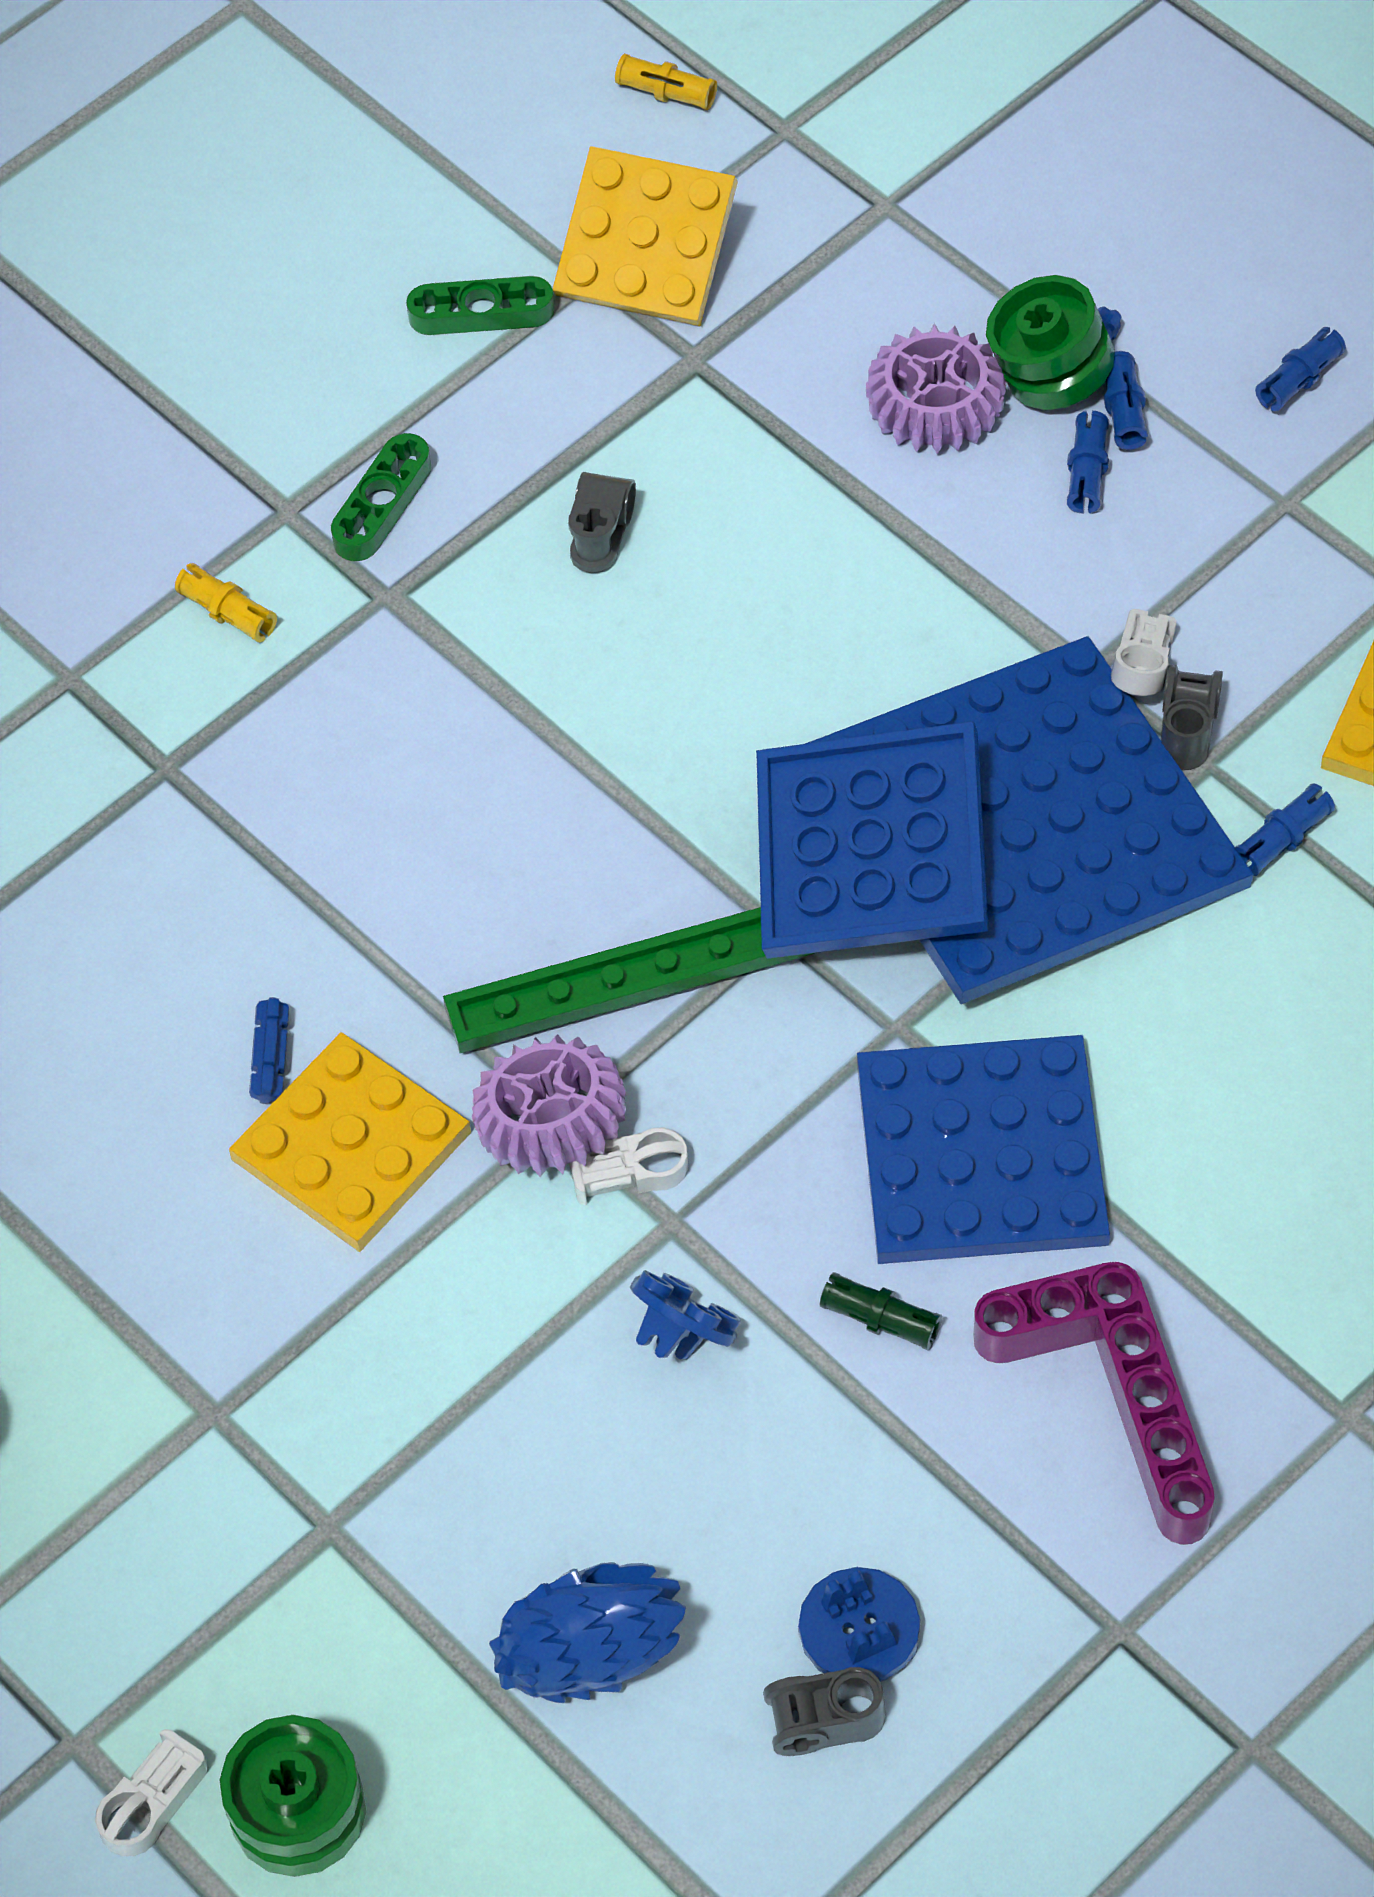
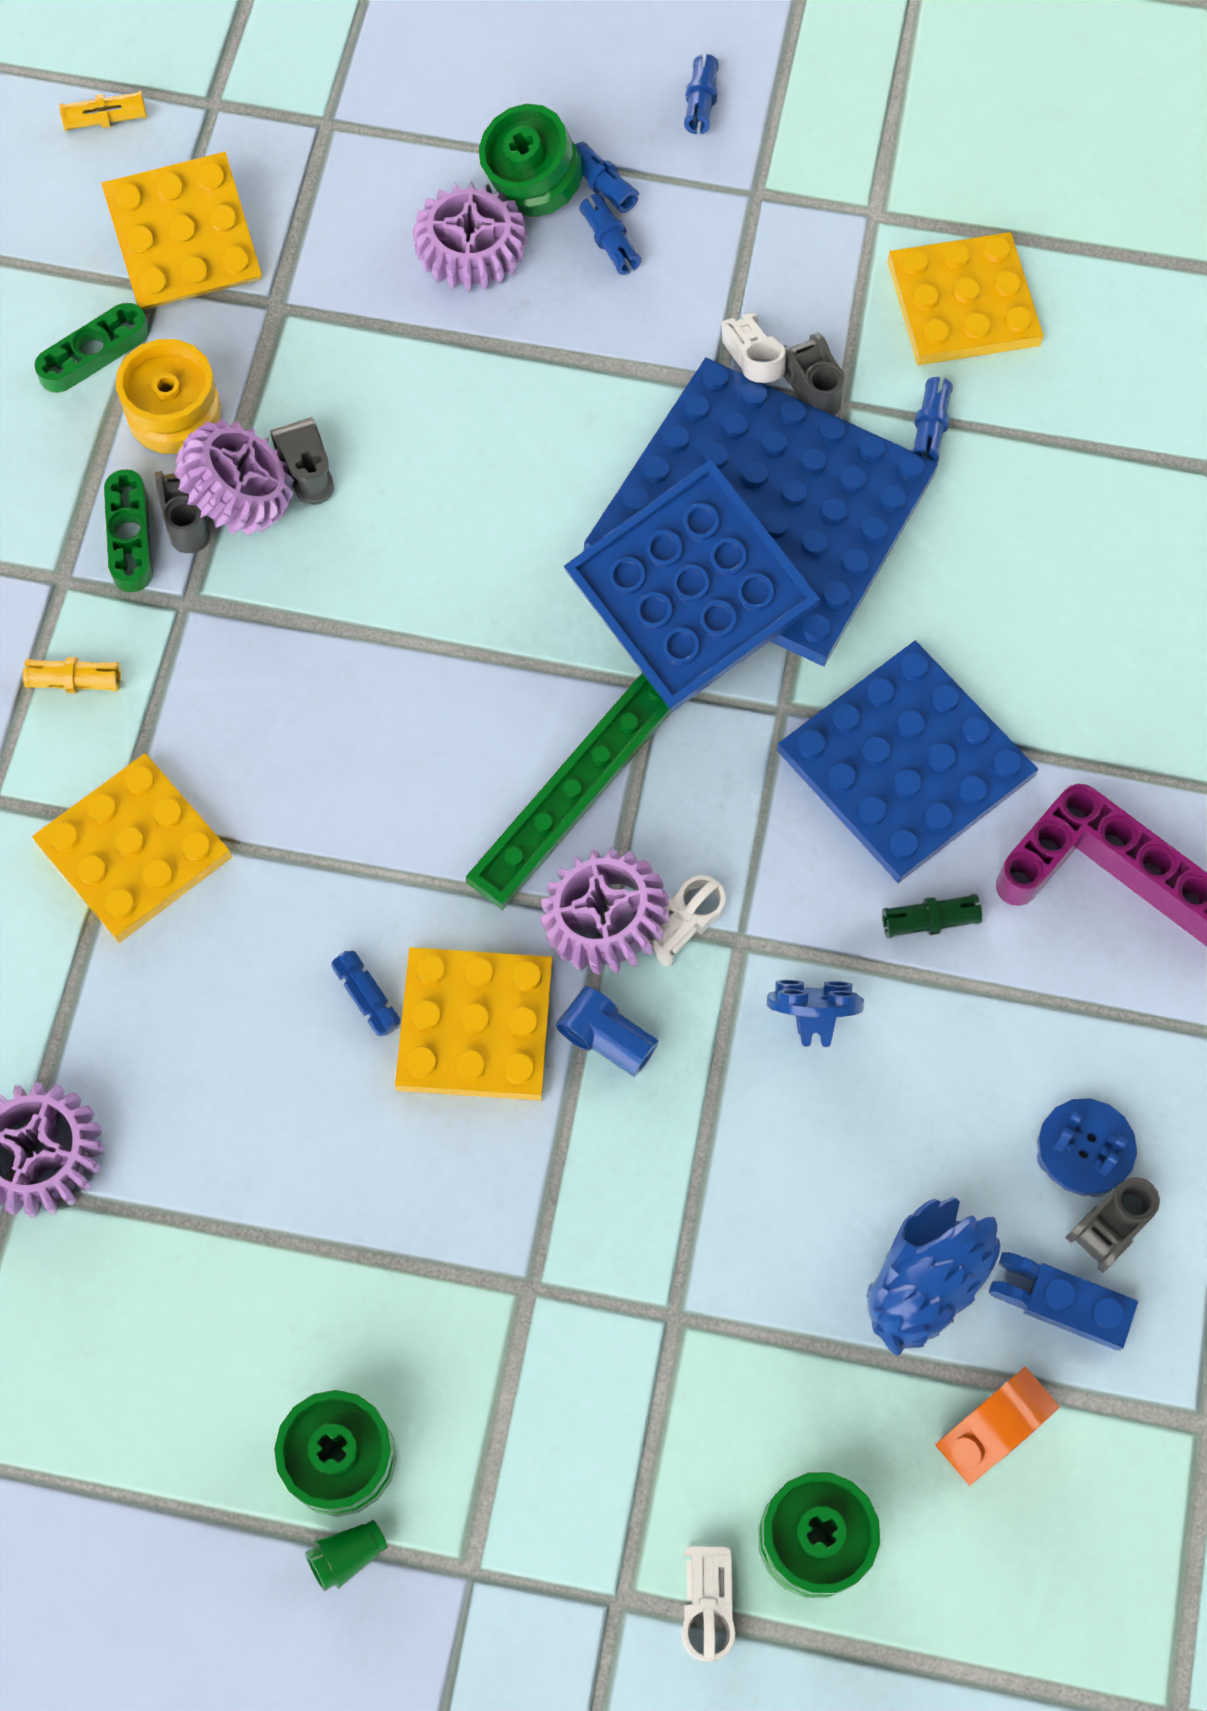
camera: 40 degrees left, 10 degrees up
(160, 792) = (132, 847): none -> yellow plate
(448, 503) = (177, 513): none -> dark grey piece
(462, 1211) = (595, 1024): none -> blue piece
(495, 467) = (234, 477): none -> lavender gear
(510, 387) = (167, 393): none -> yellow wheel
(551, 1808) = (997, 1426): none -> orange brick
(720, 1758) = (1068, 1301): none -> blue hinge

